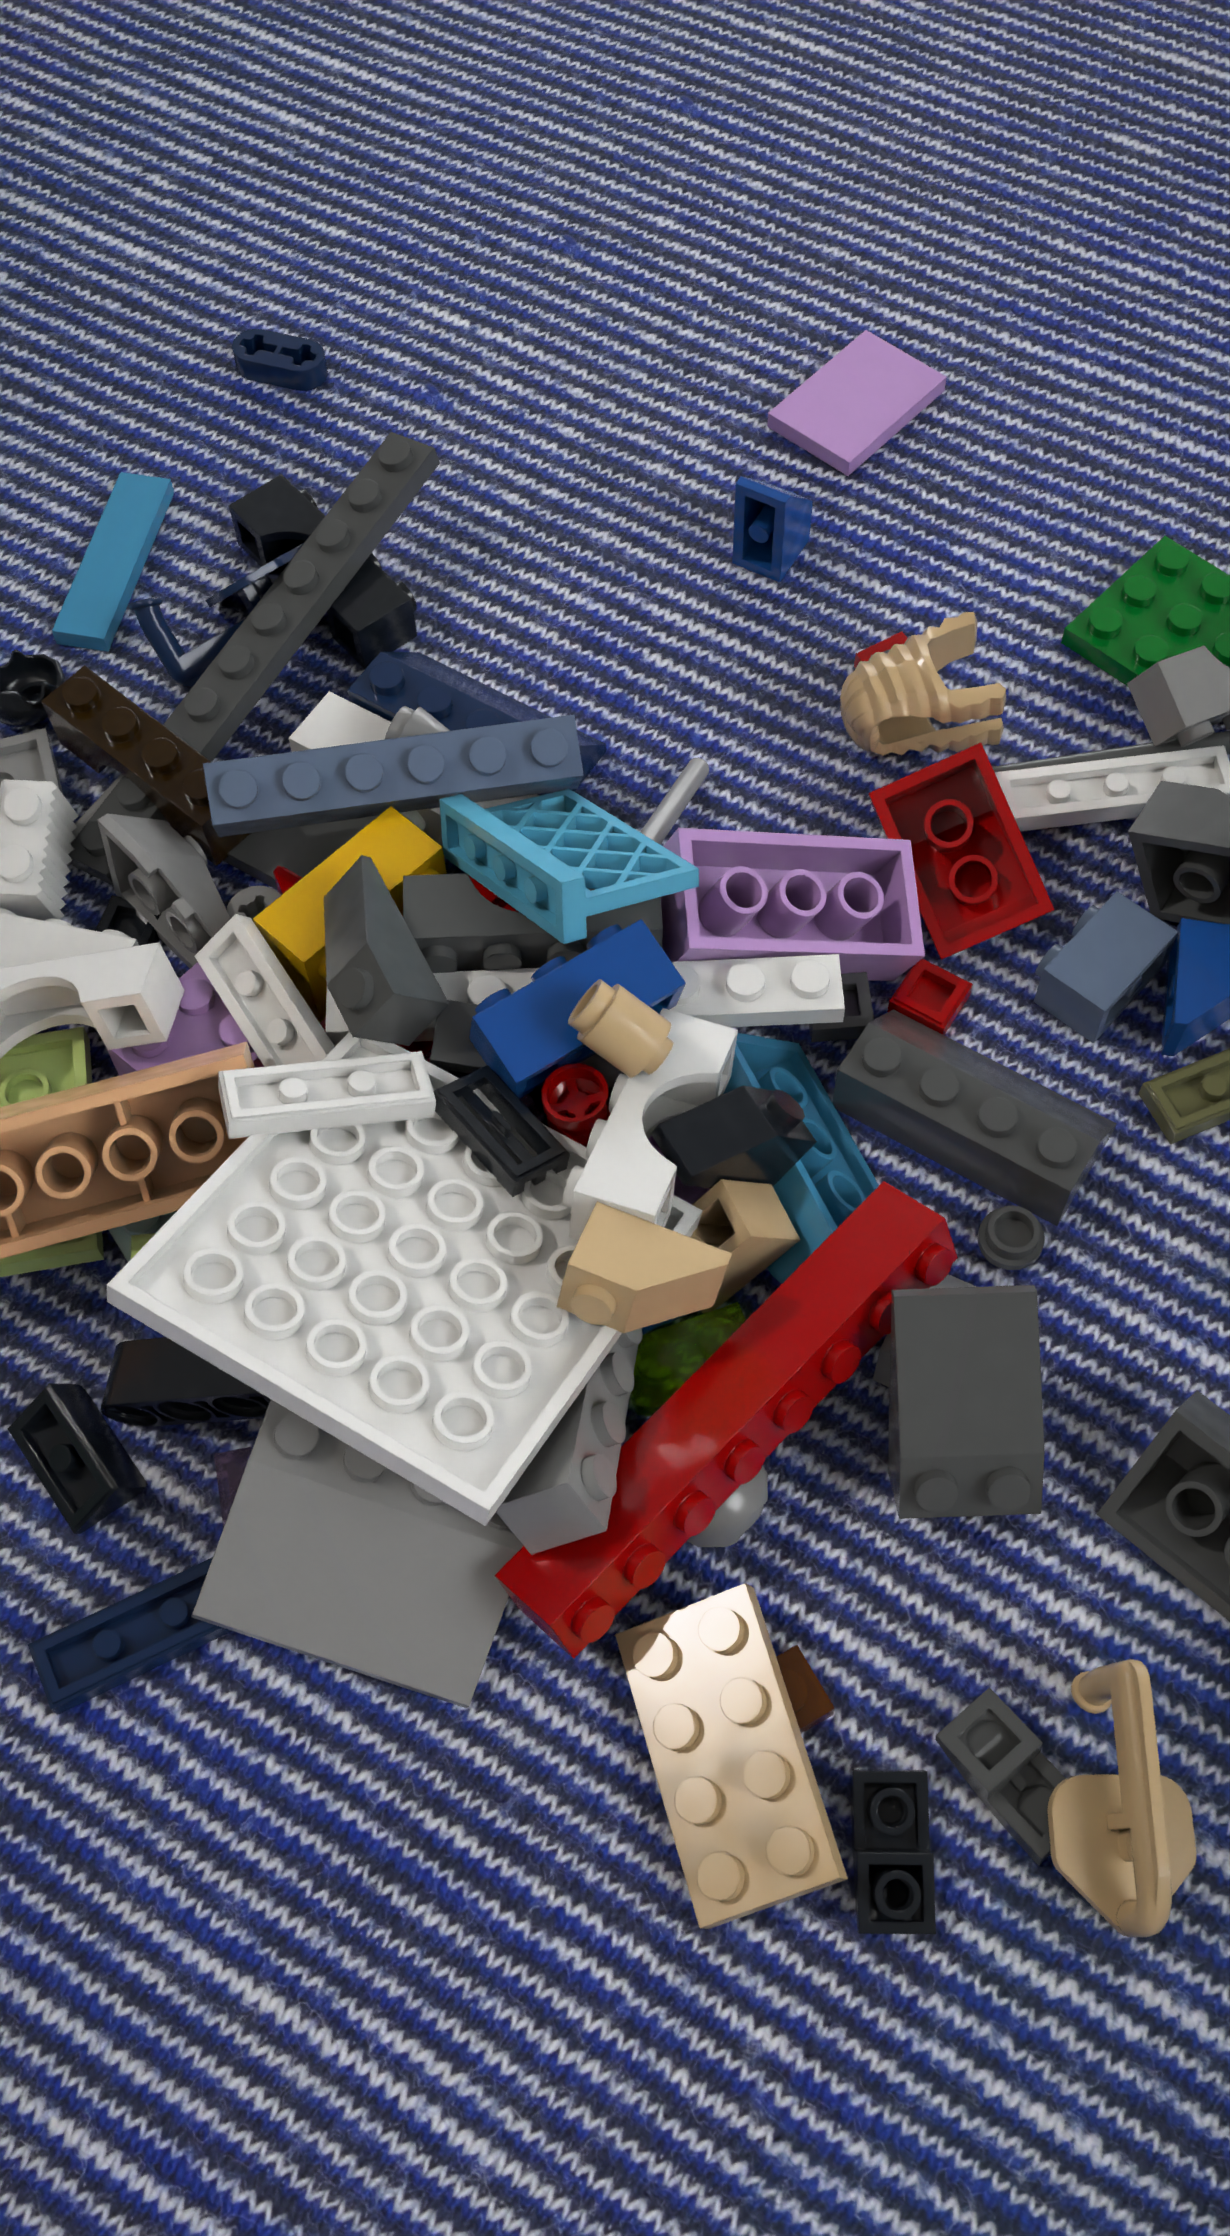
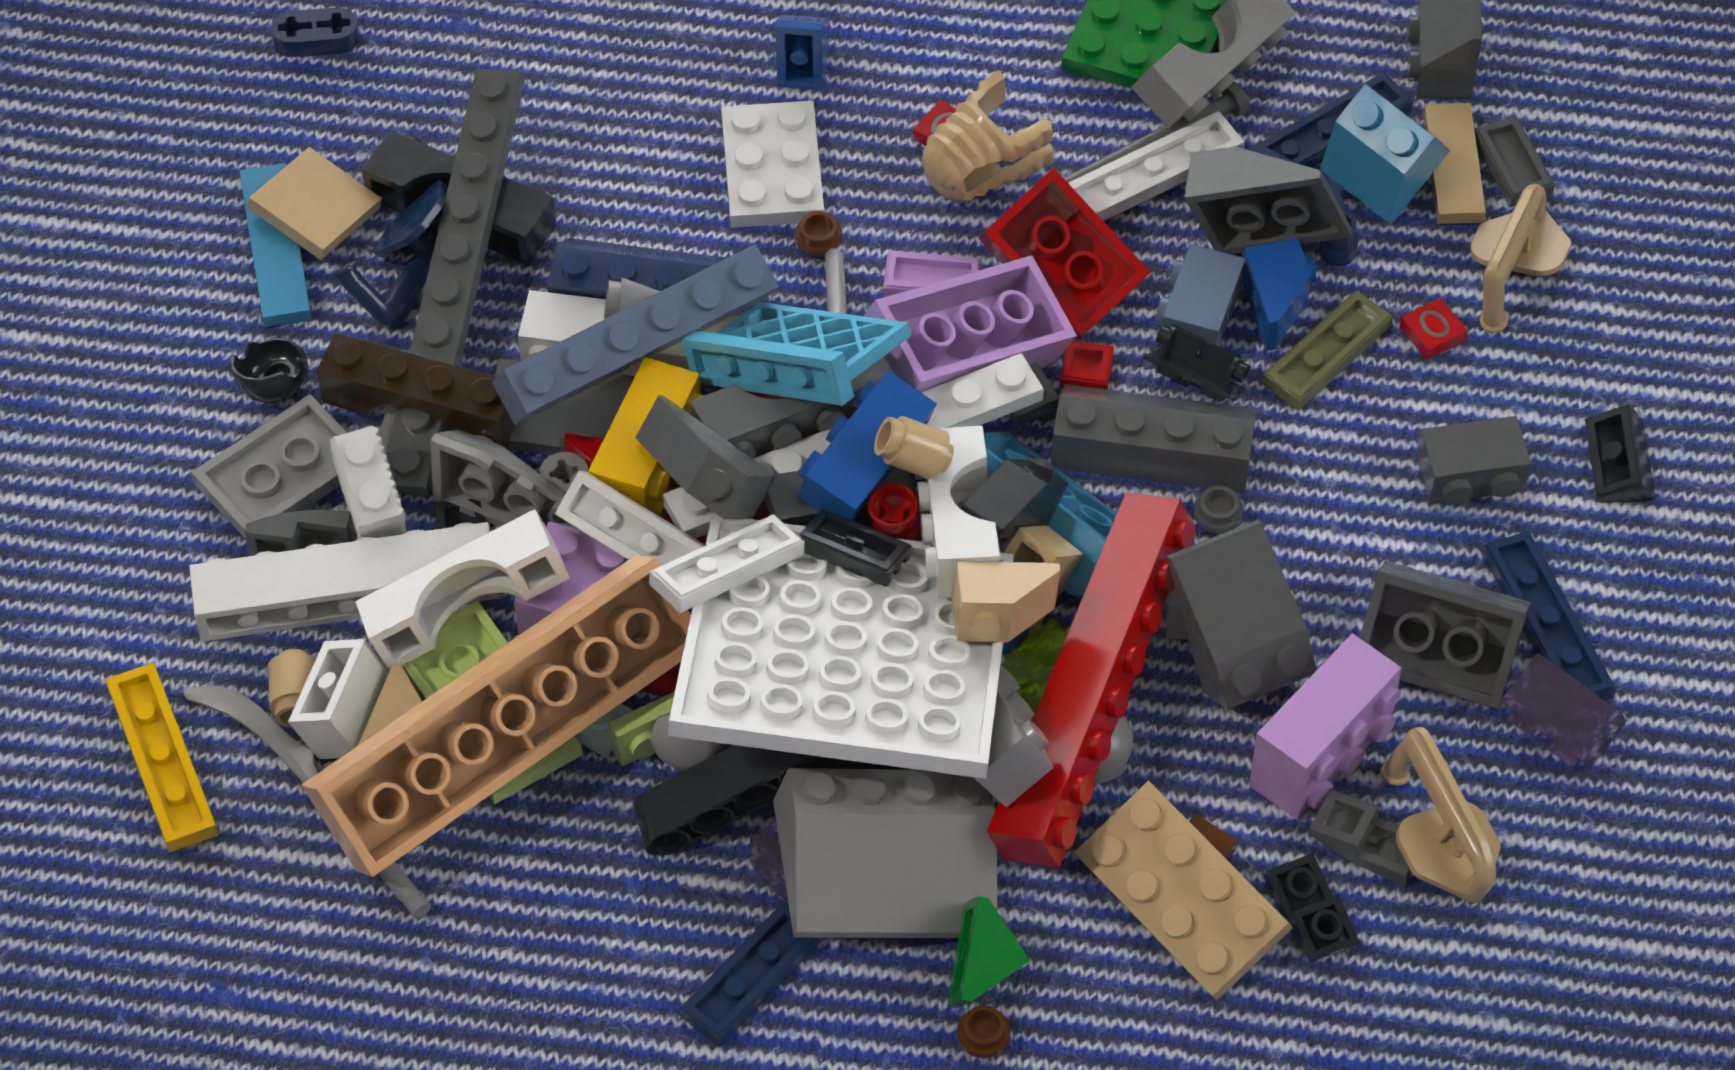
camera: 25 degrees left, 5 degrees down
(76, 1455) = (638, 887): black slope -> none
(171, 528) = (314, 203): none -> tan tile
(379, 1846) = (983, 1032): none -> reddish brown plate
(424, 1745) = (984, 953): none -> green slope
(681, 644) = (771, 163): none -> white plate
(691, 736) = (818, 233): none -> reddish brown plate
(782, 812) = (914, 270): none -> lavender tile
(1018, 1601) = (1325, 727): none -> lavender brick
(1081, 1064) = (1214, 373): none -> black hinge

